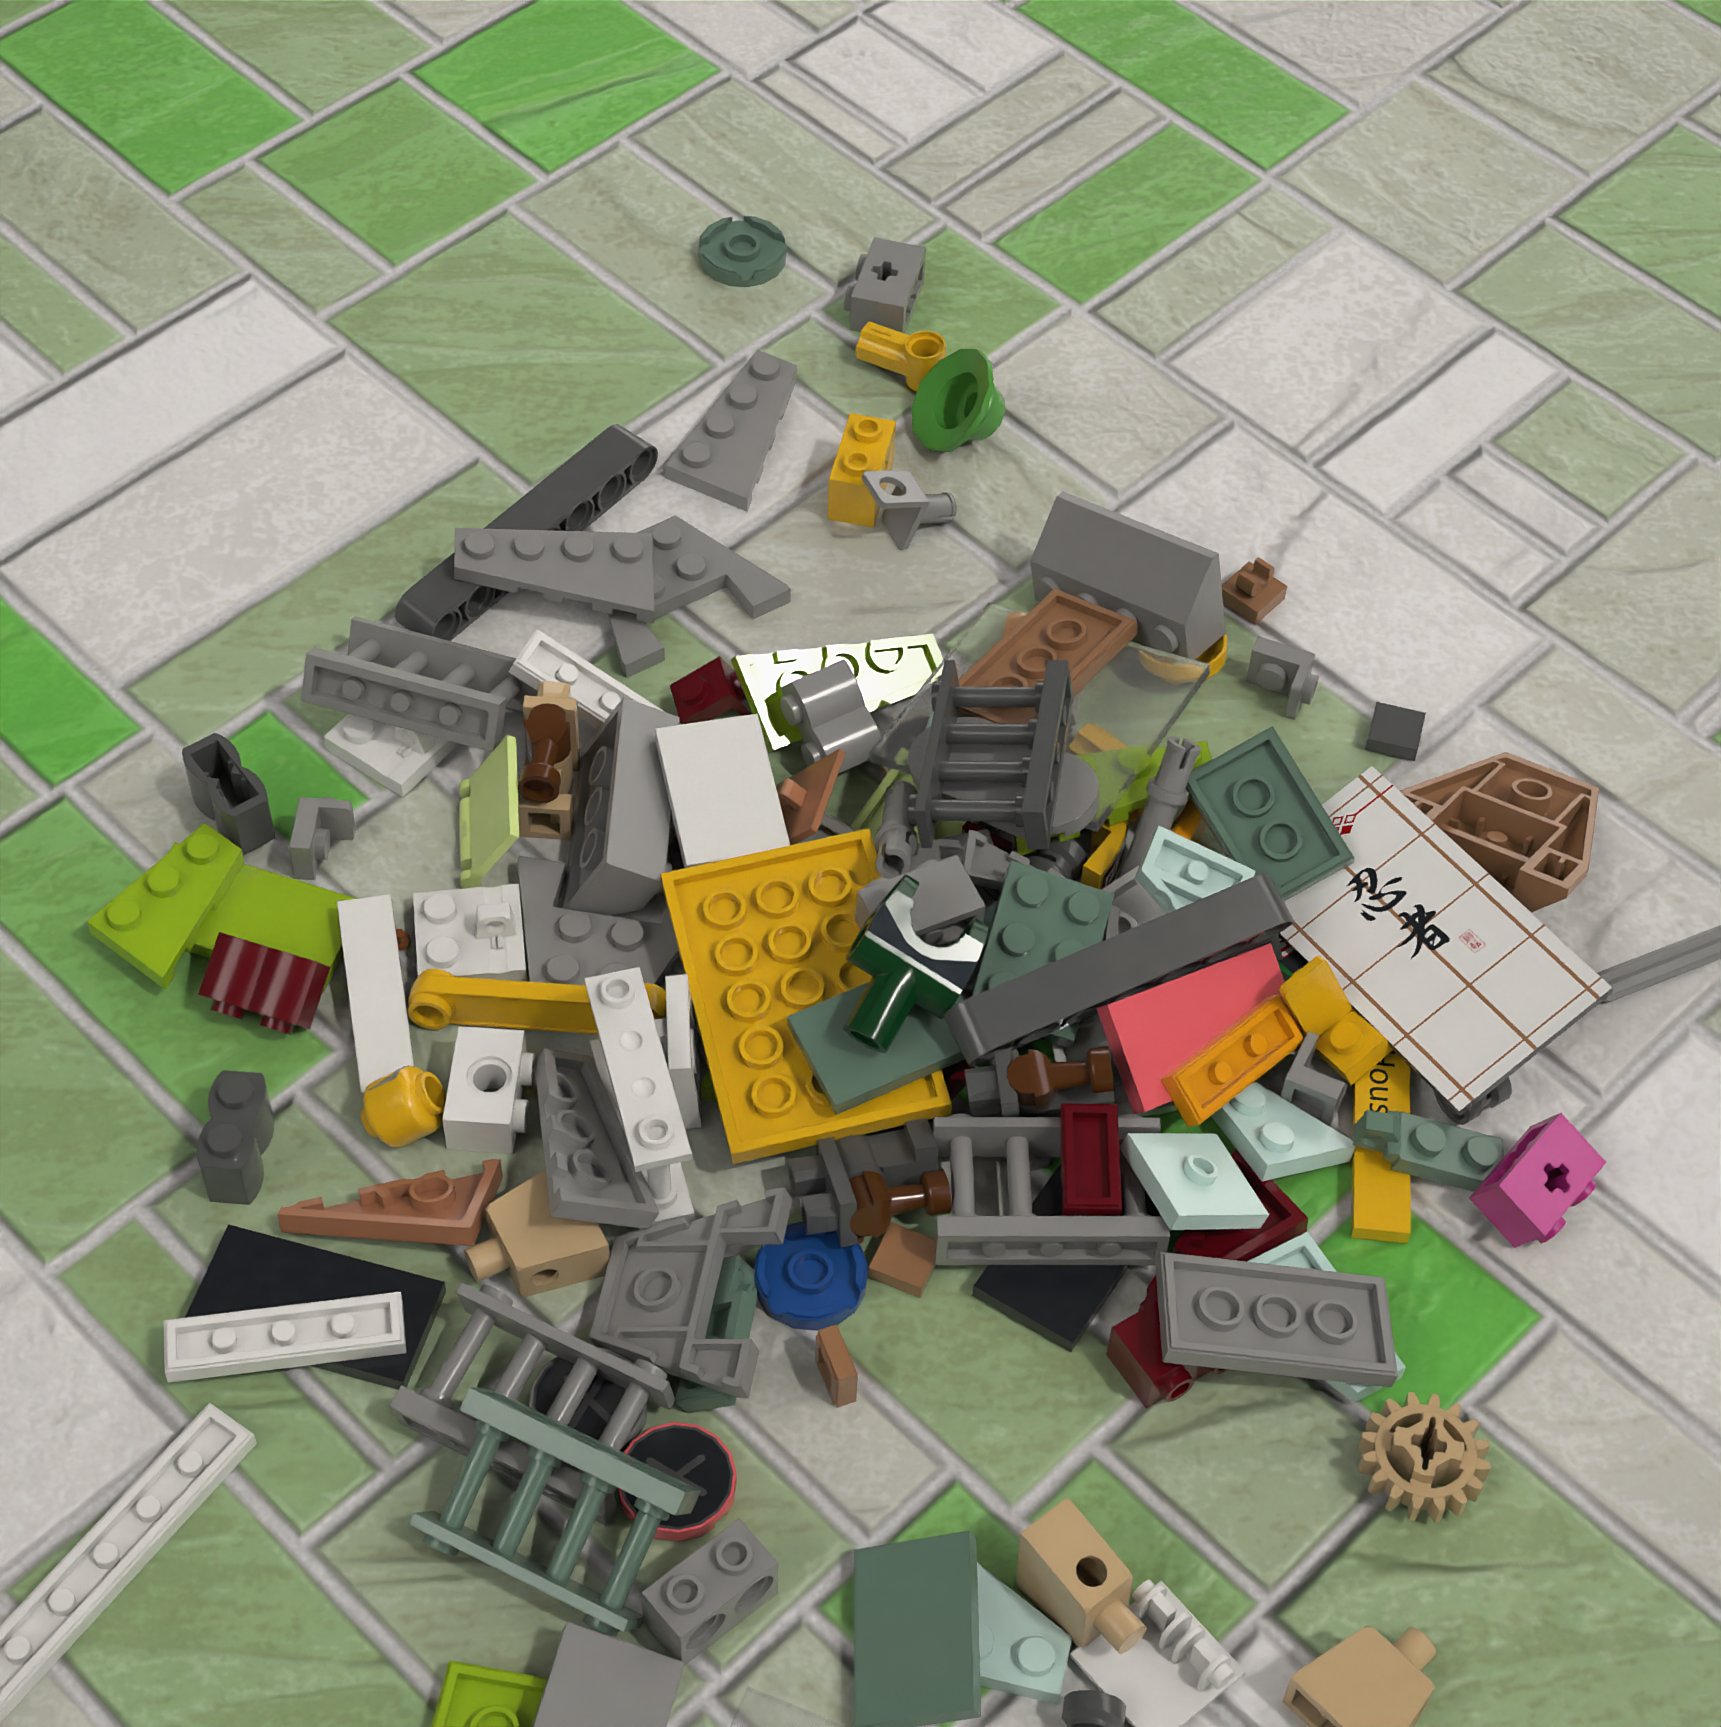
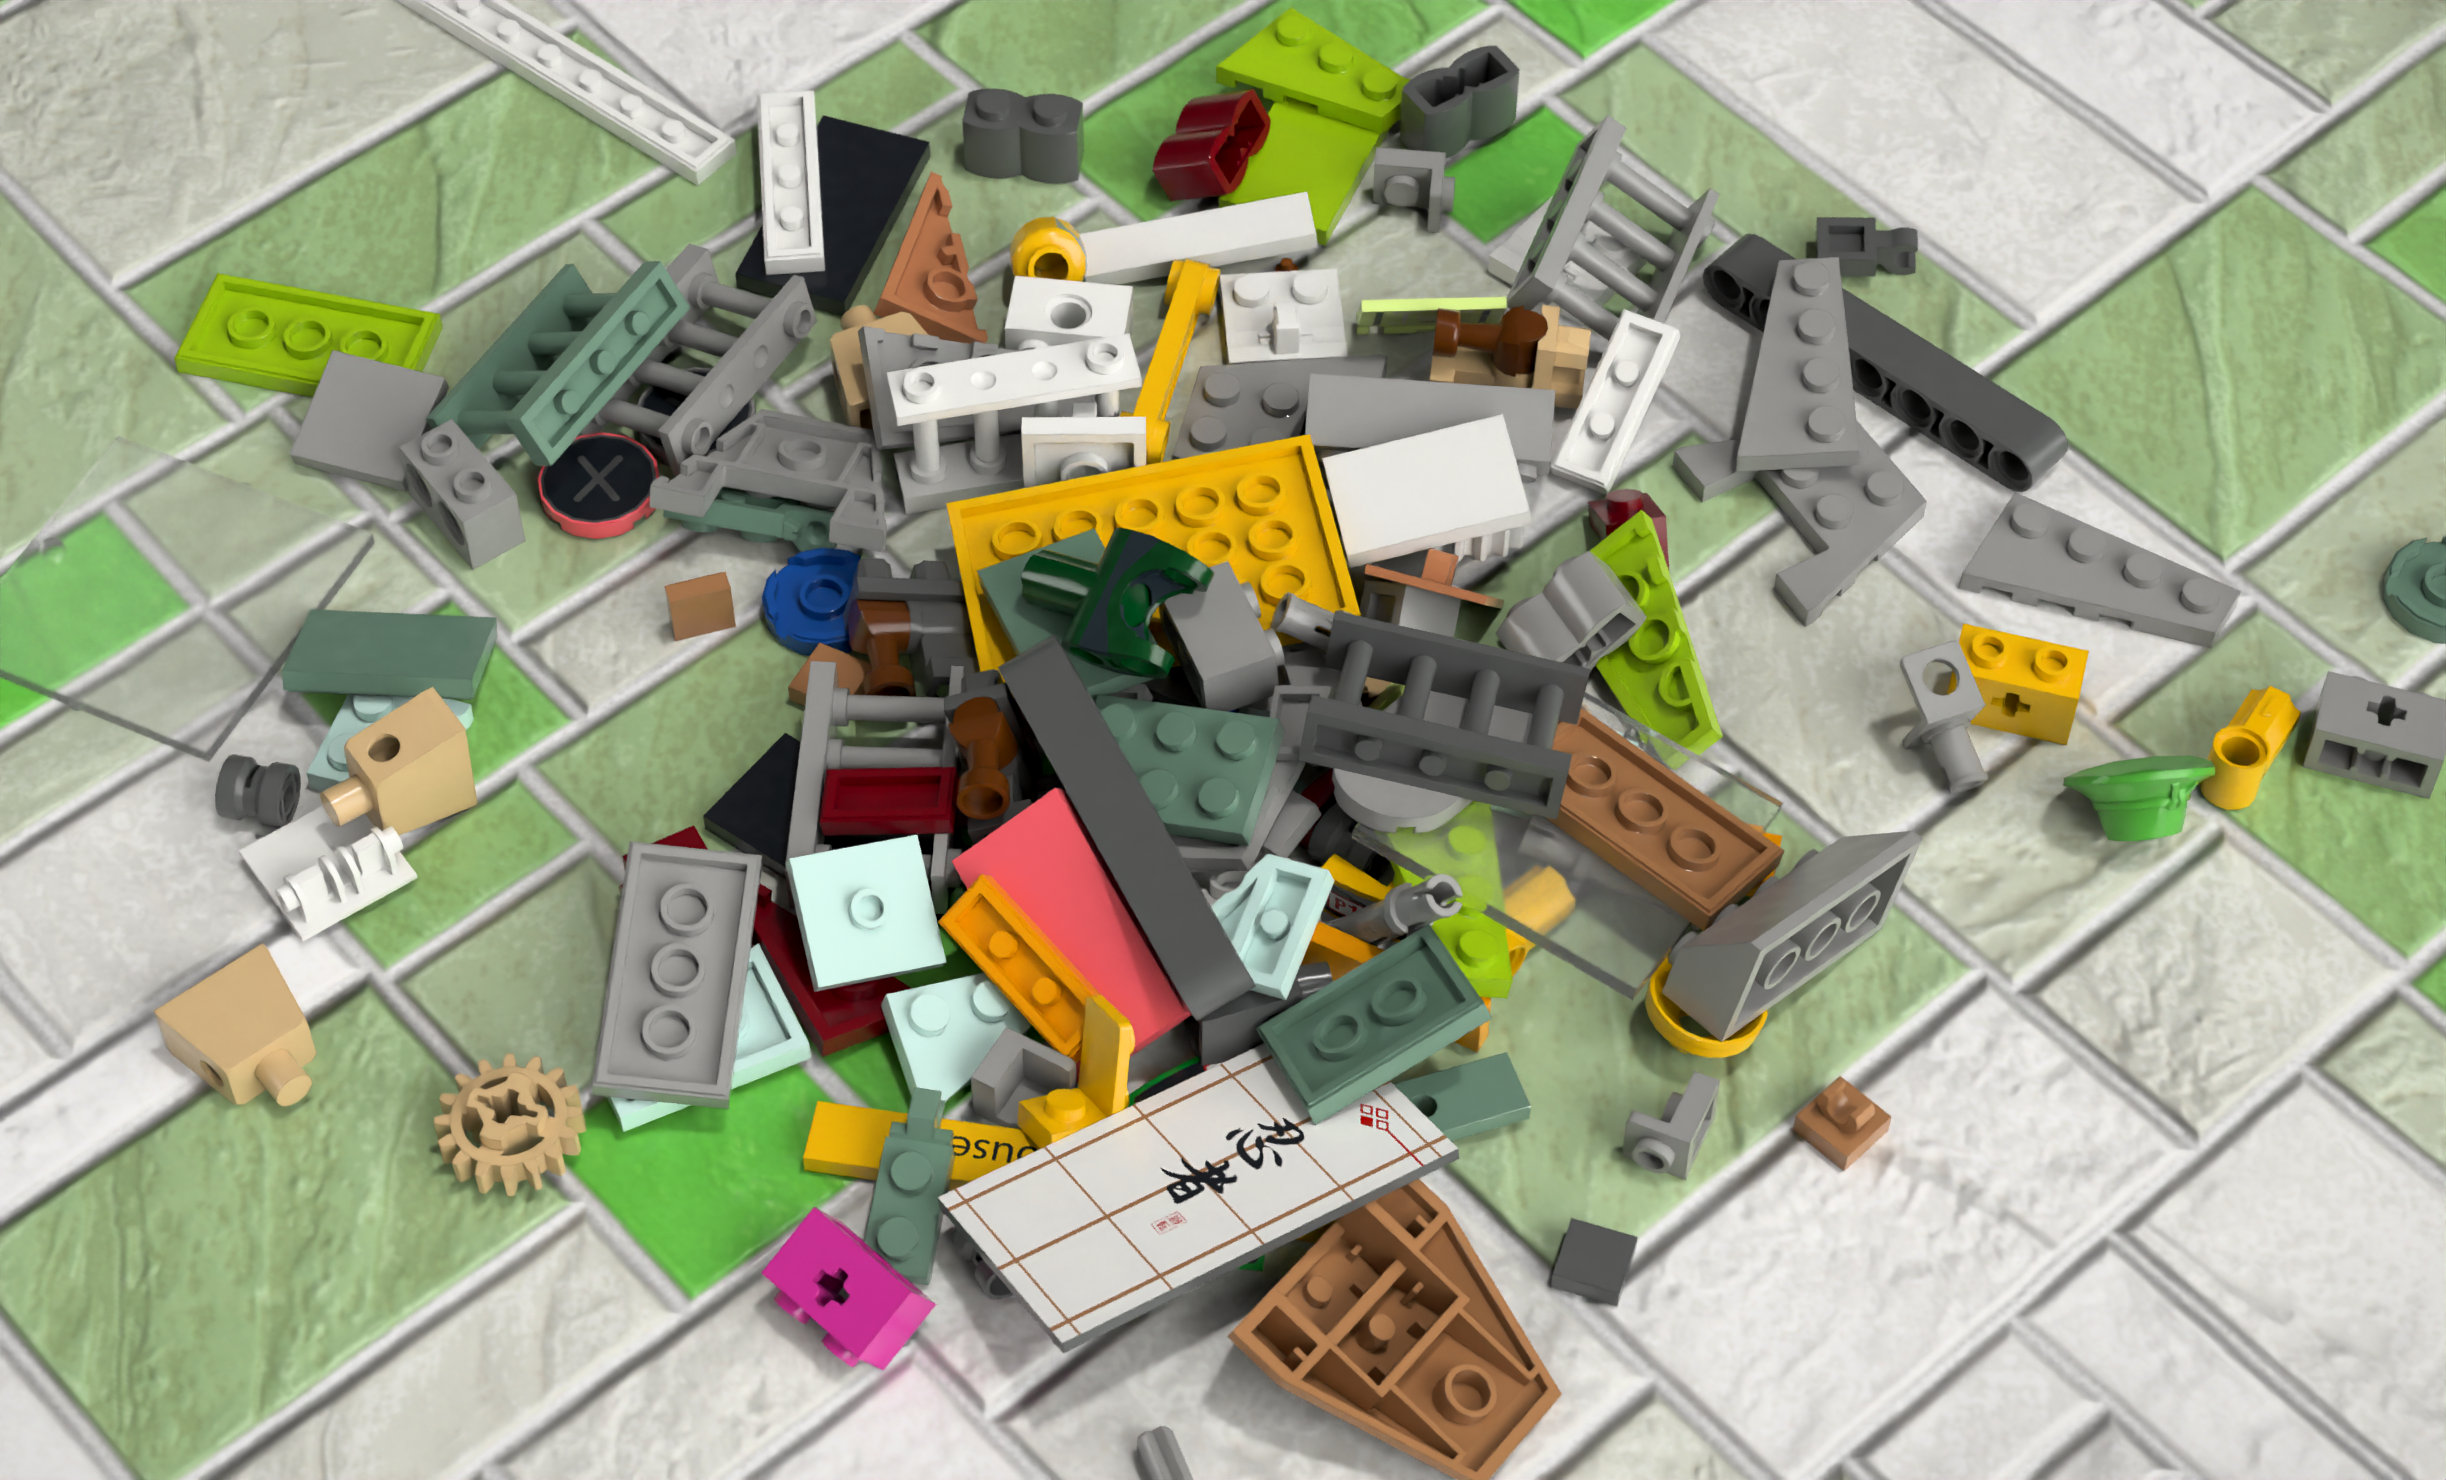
camera: 95 degrees right, 0 degrees up
(403, 546) = (1863, 246): none -> dark grey plate

